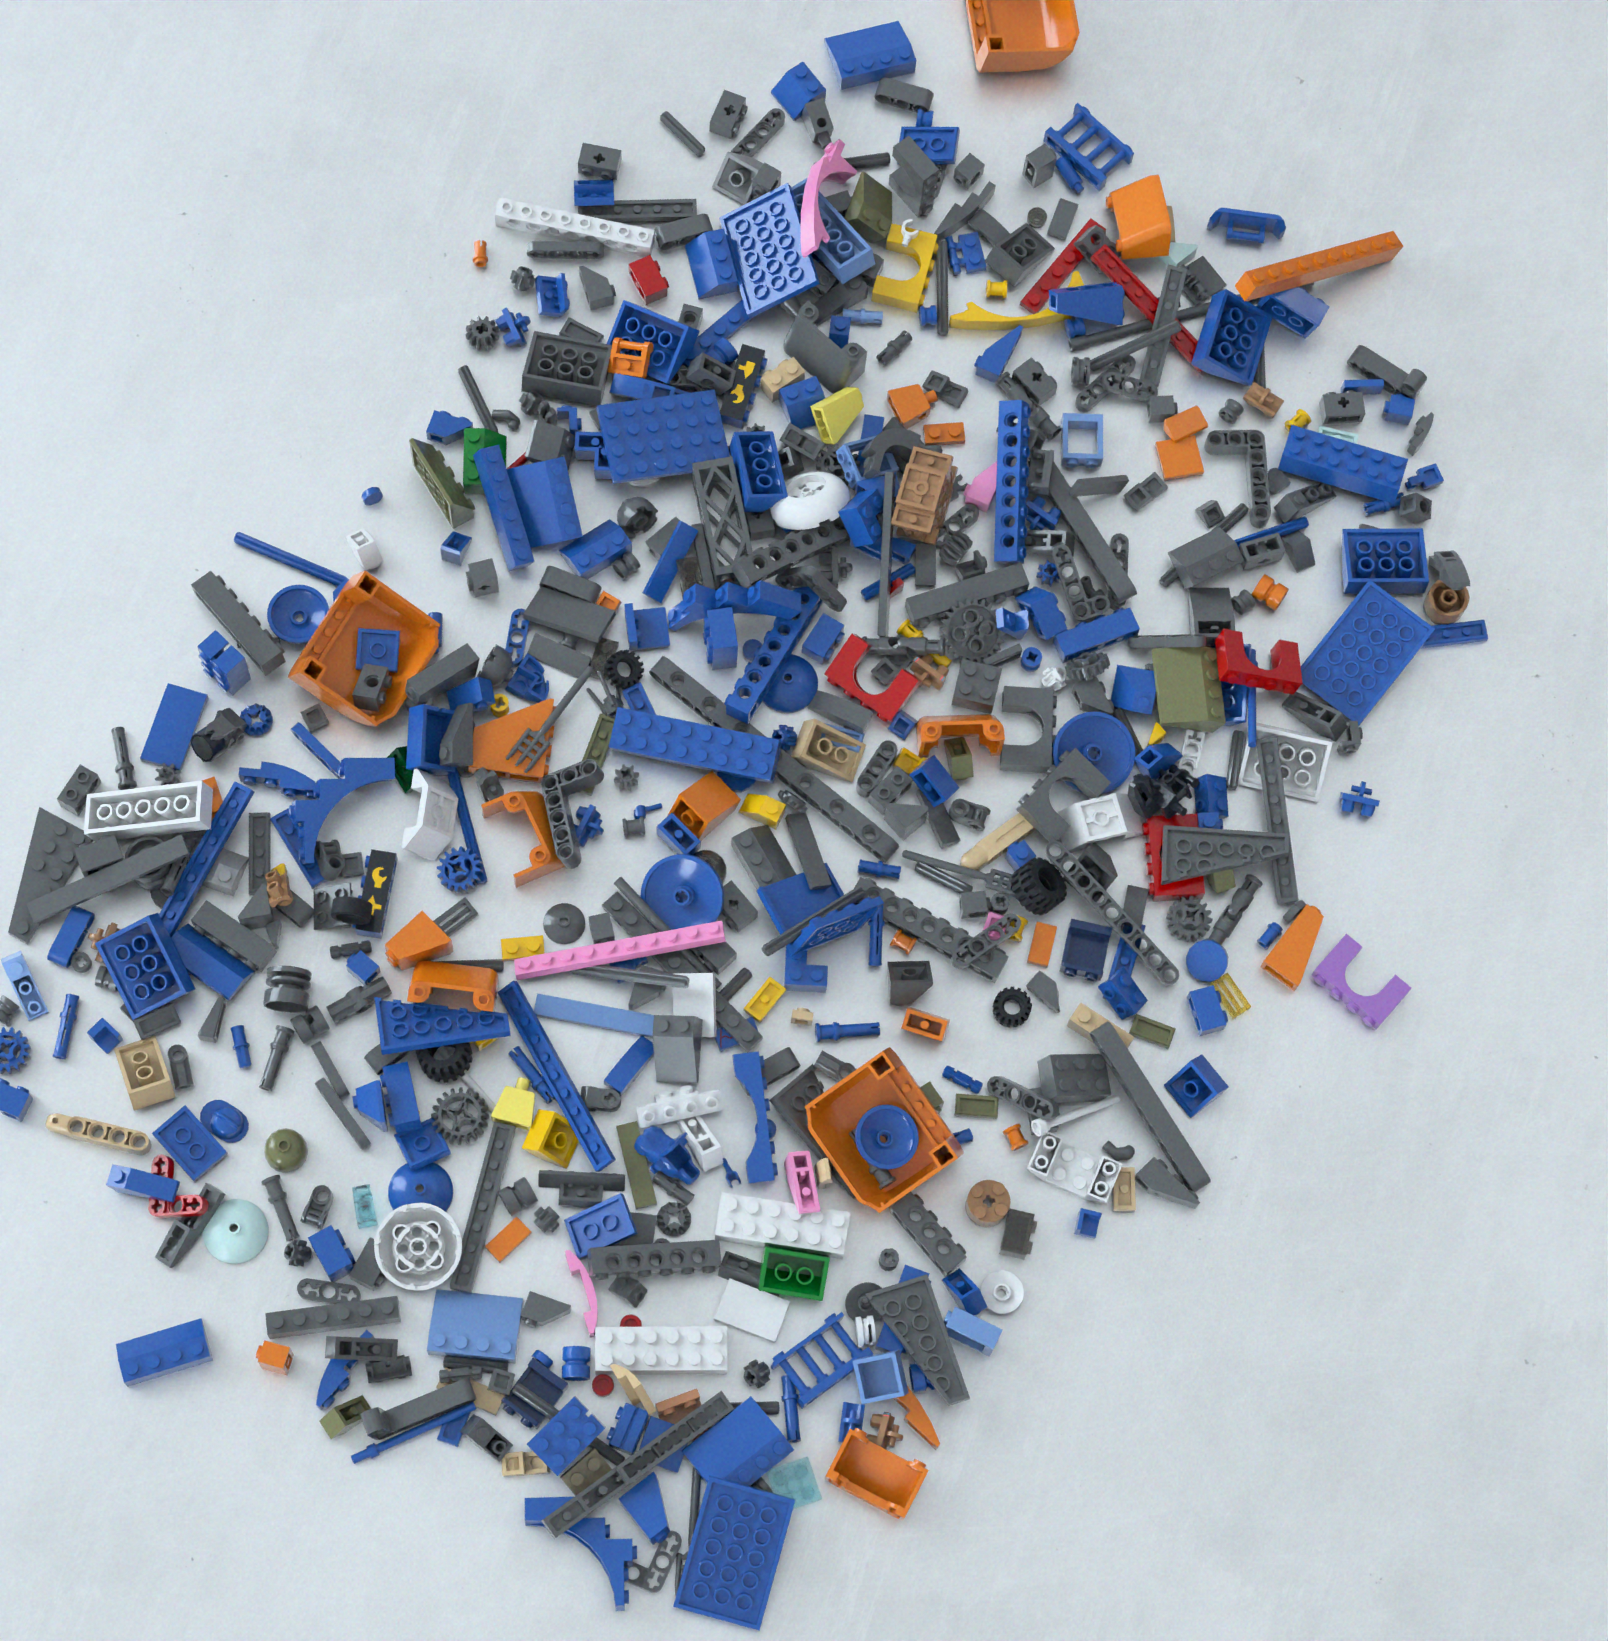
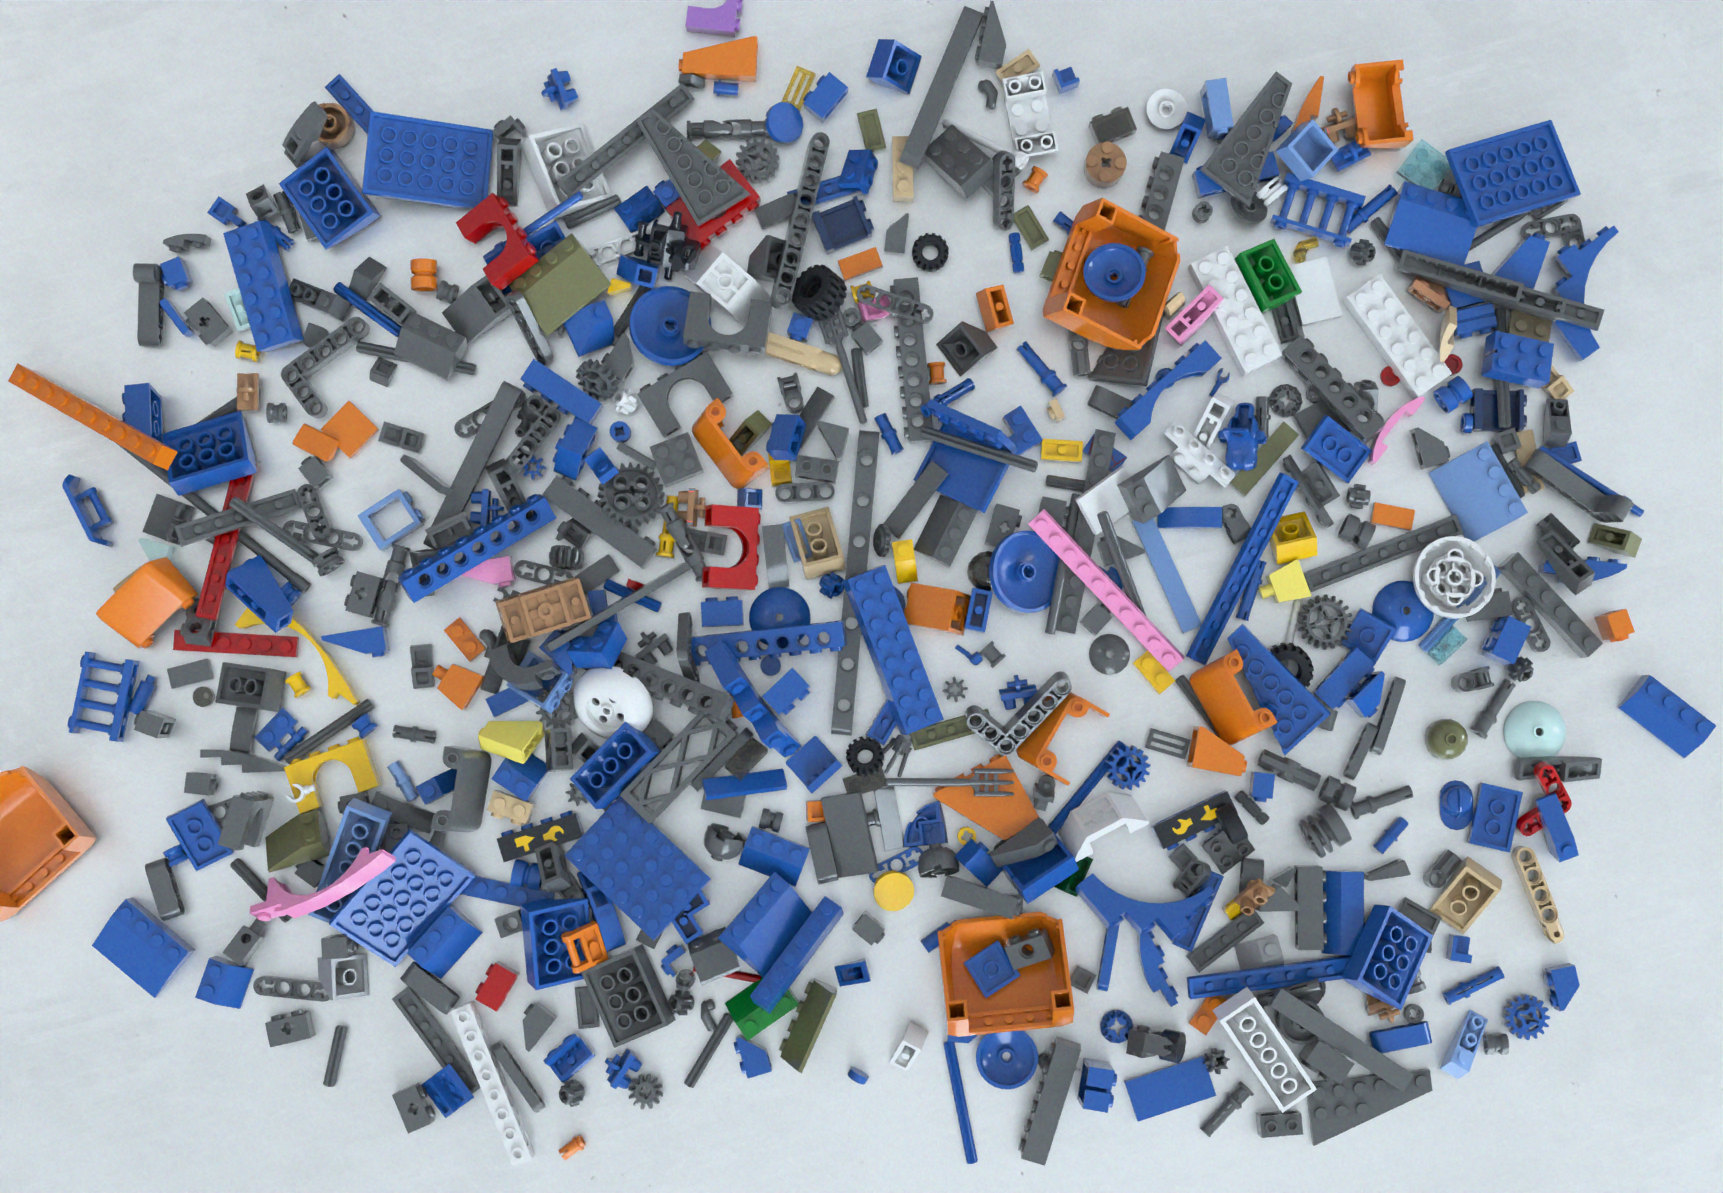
camera: 115 degrees left, 15 degrees up
(381, 1213) = (1446, 623): none -> medium blue axle
(498, 619) = (893, 890): none -> yellow tile
(797, 1326) = (1303, 247): none -> clear yellow arm
(1393, 523) = (287, 212): none -> dark grey pin

